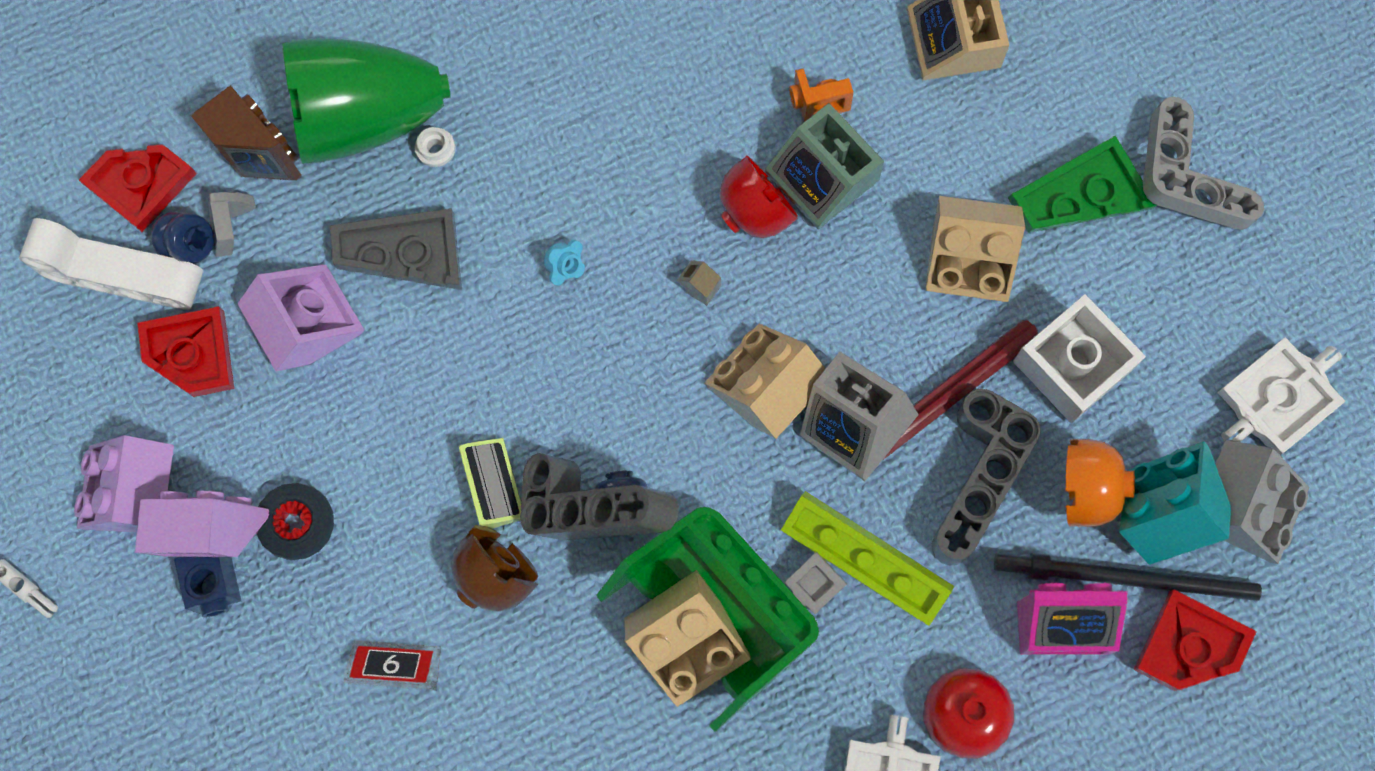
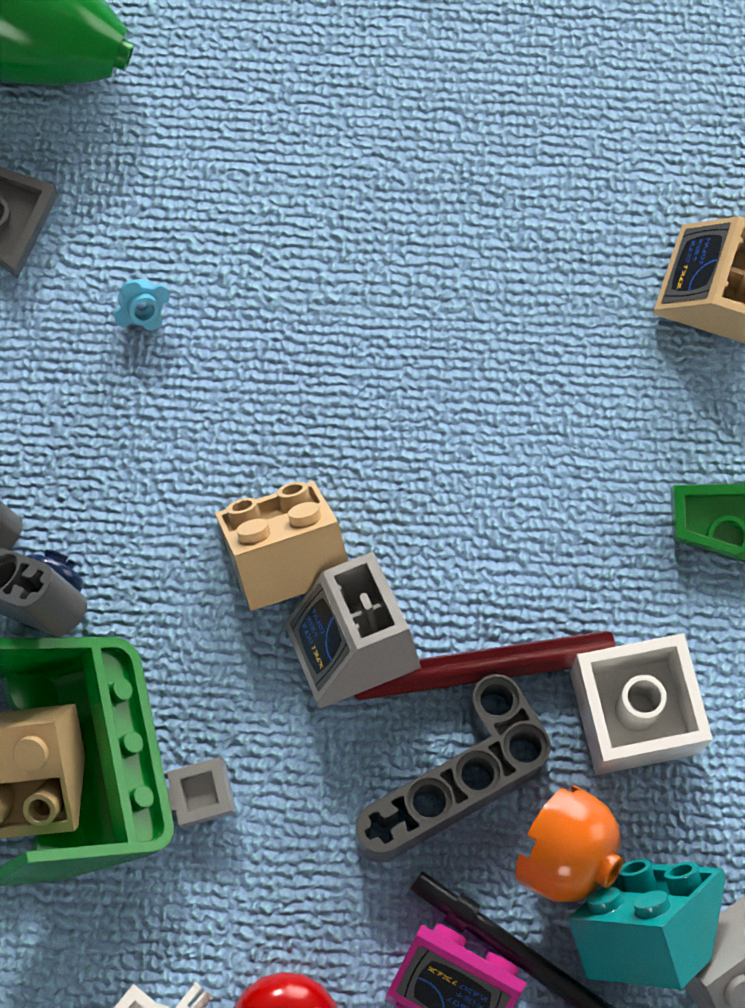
camera: 20 degrees right, 5 degrees down
(431, 137) = (80, 103): white plate -> none
(700, 281) = (274, 402): dark tan piece -> none
(754, 202) = (381, 345): red cylinder -> none
(813, 99) = (523, 277): orange bracket -> none
(825, 166) = (482, 348): sand green slope -> none
(867, 558) = (274, 797): lime plate -> none
(974, 248) = (597, 523): tan slope -> none

